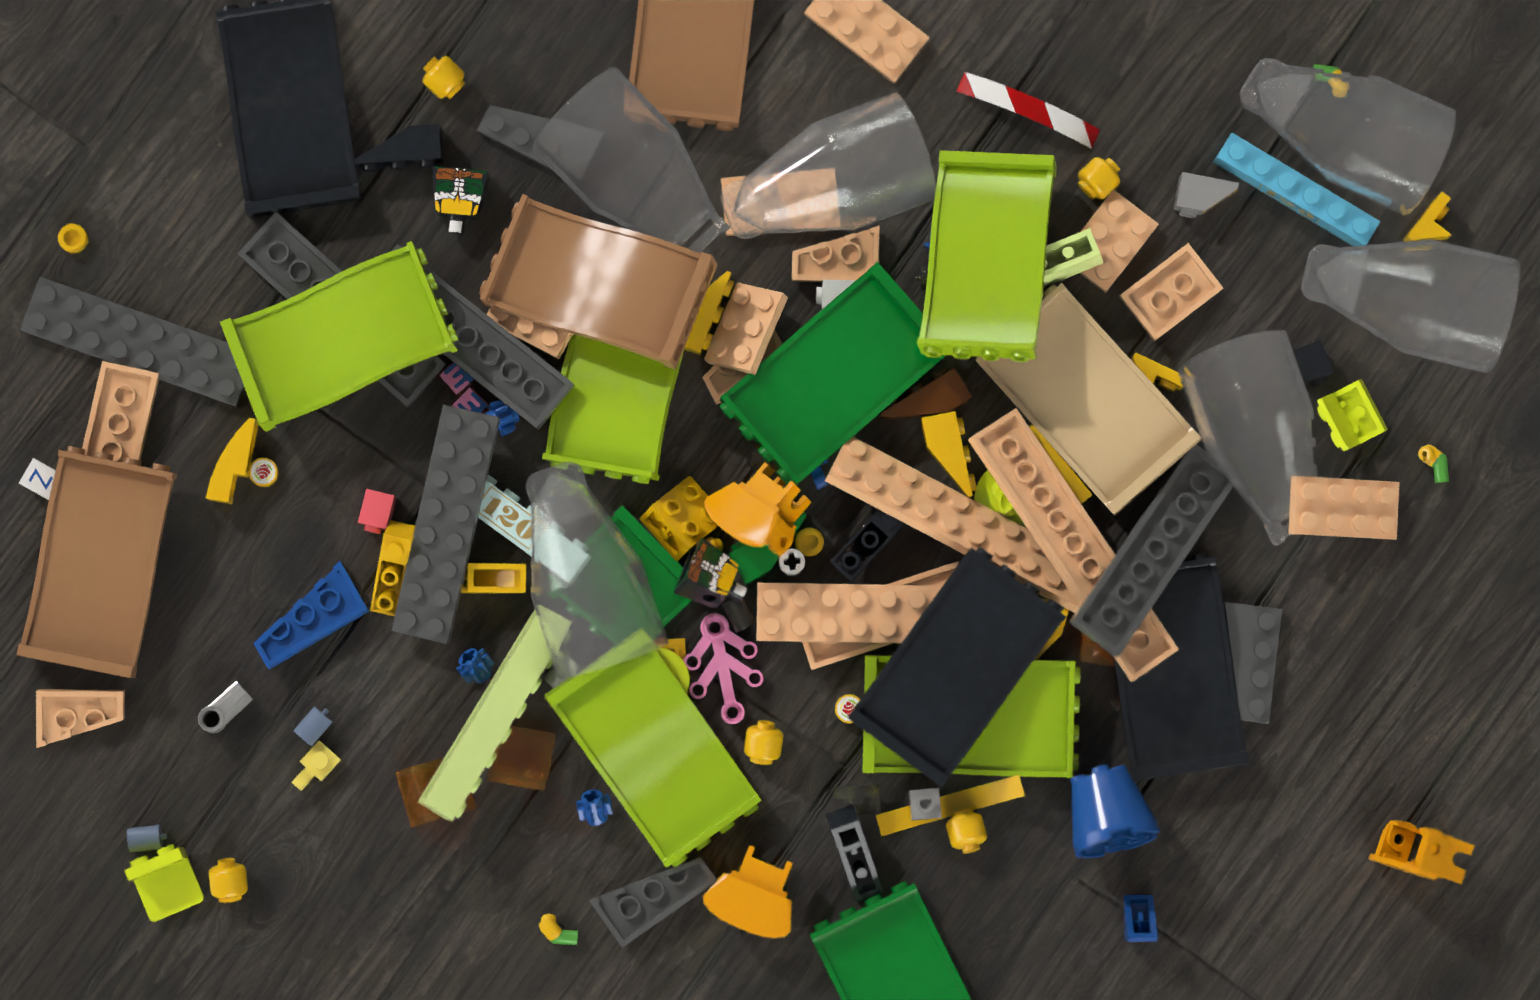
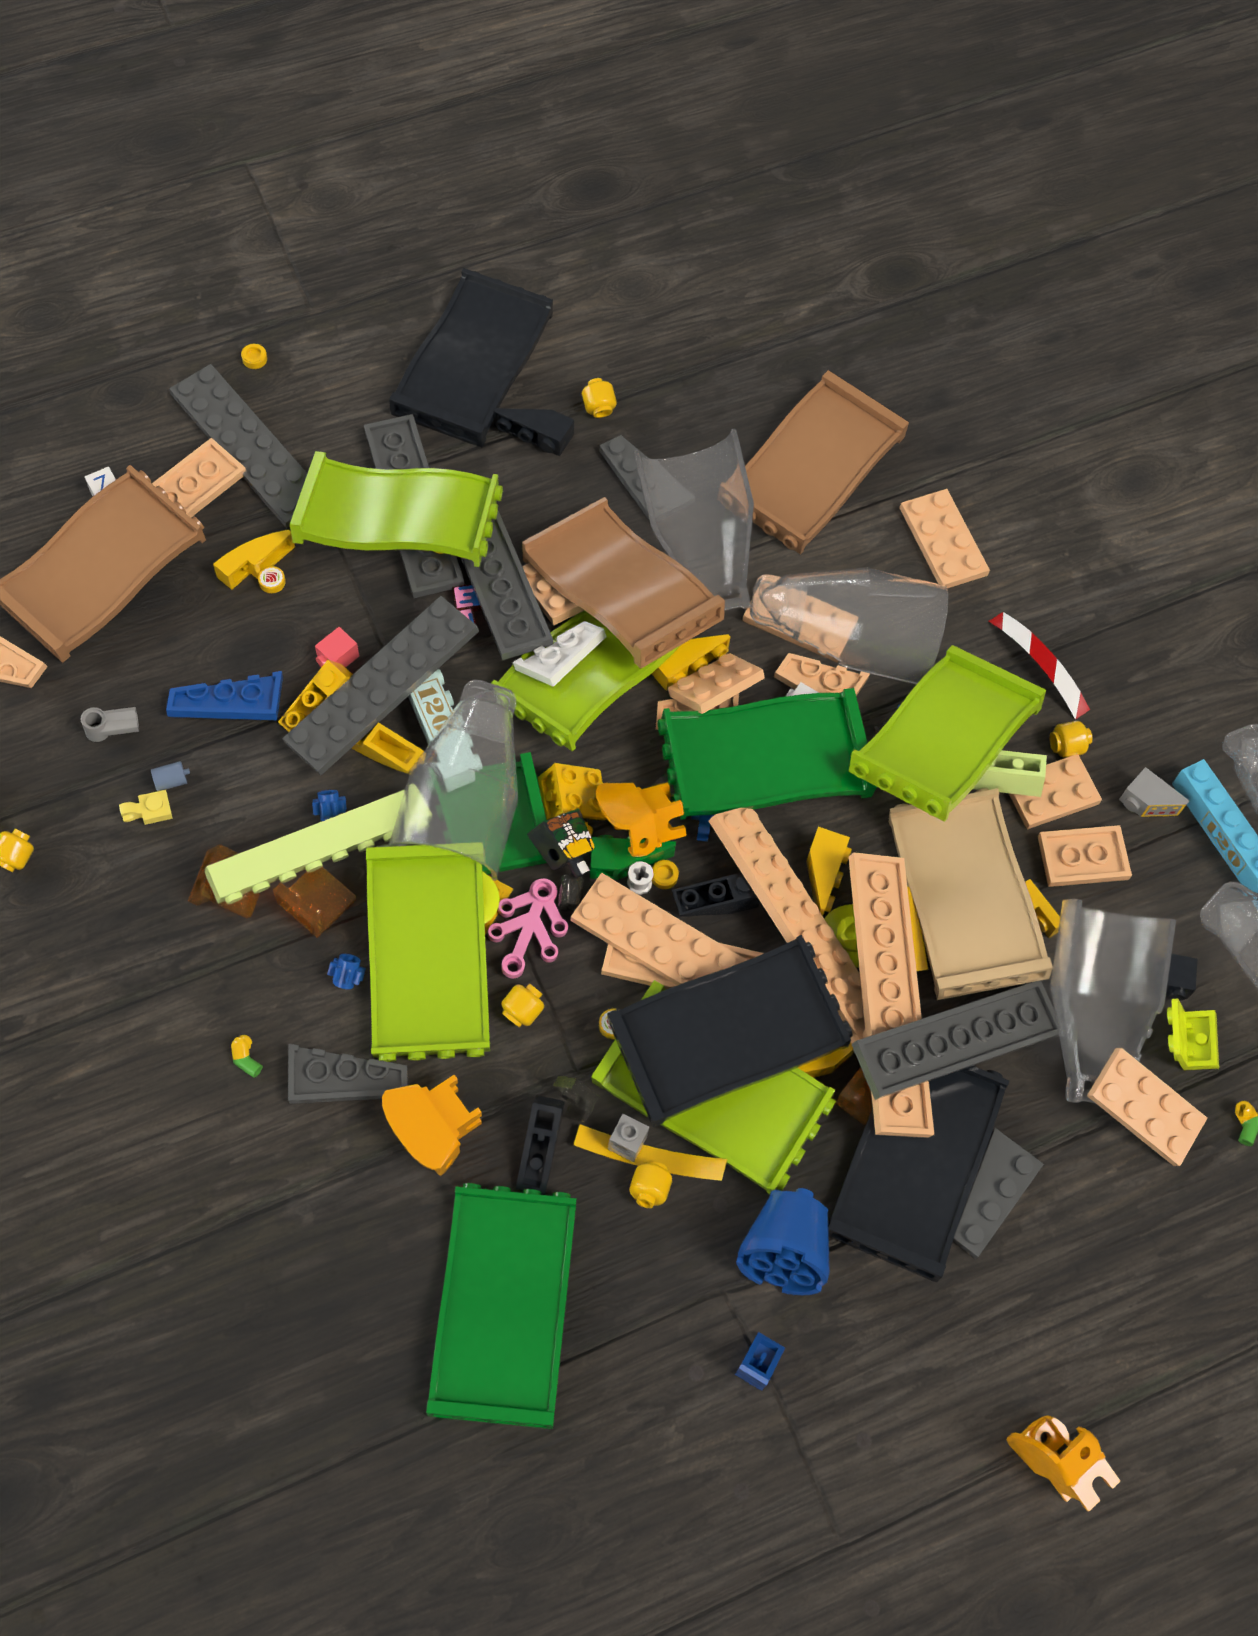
camera: 25 degrees right, 20 degrees down
(459, 195) = (557, 477): torso -> none
(507, 415) = (481, 642): blue gear -> none
(591, 397) = (555, 661): none -> white wing
(936, 398) = (847, 819): reddish brown slope -> none

